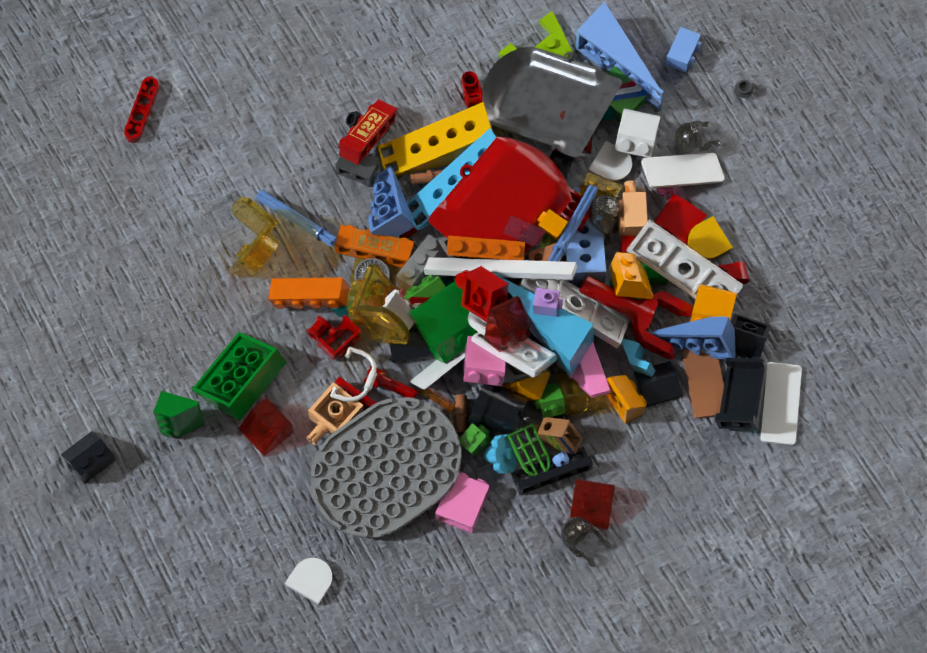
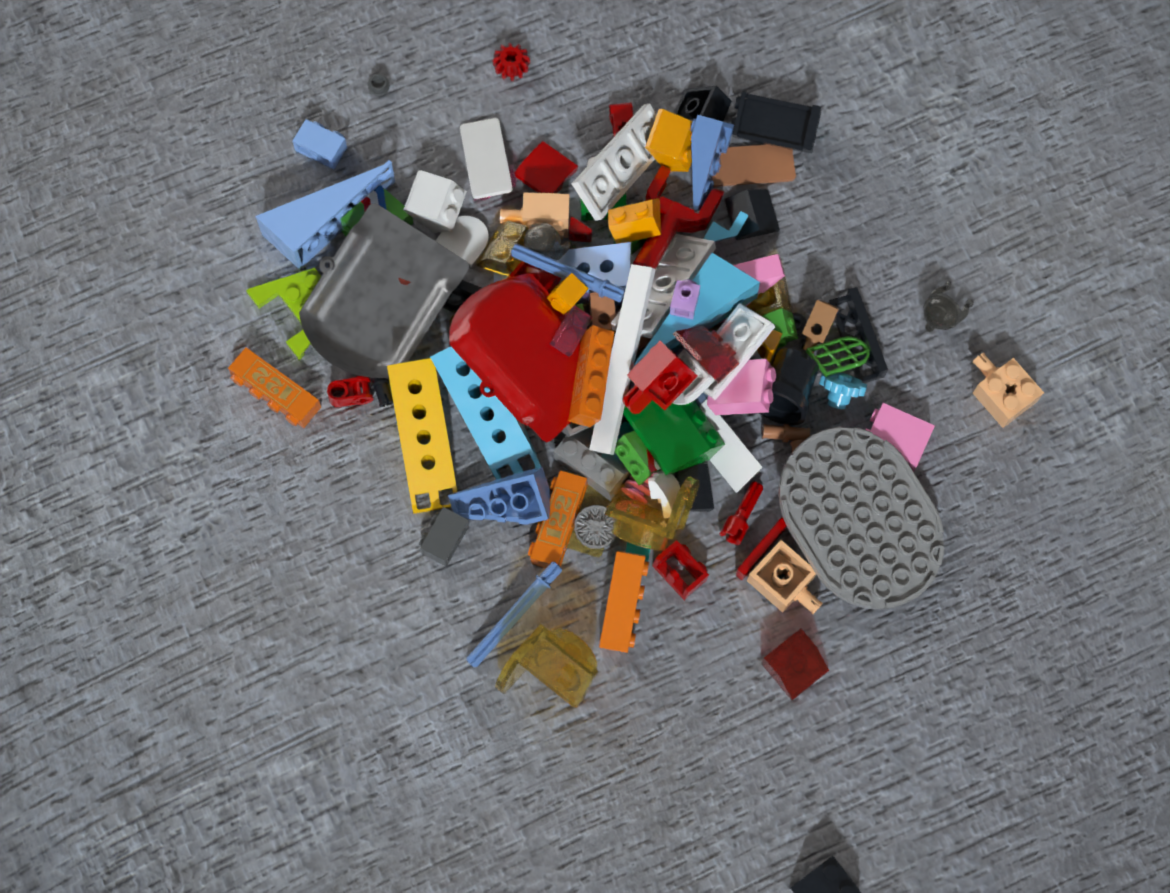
camera: 90 degrees left, 5 degrees up
(145, 110) = (329, 819): red beam -> none
(177, 415) = (790, 770): green slope -> none
(239, 375) = (723, 696): green slope -> none
(311, 579) = (989, 618): white tile -> none
(318, 328) = (665, 595): red bush -> none
(352, 118) = (377, 543): black plate -> none
(367, 131) = (402, 517): red brick -> none
(370, 380) = (748, 530): white piece -> none
(423, 178) = (466, 451): nougat pin -> none
(437, 399) = (766, 456): clear orange wheel -> none
(470, 38) = (274, 388): none -> orange brick
(475, 439) = (824, 414): bright green head -> none
(518, 581) = (1008, 378): none -> light nougat brick
(560, 459) = (848, 323): light blue hinge -> none
(593, 502) = (901, 295): clear red slope -> none
(625, 398) = (781, 240): light orange slope -> none
(689, 138) = (440, 141): clear smoke hair -> none
(708, 239) = (575, 141): yellow tile -> none
(776, 185) = (503, 63): none -> red gear
(781, 403) = (781, 85): white piece -> none

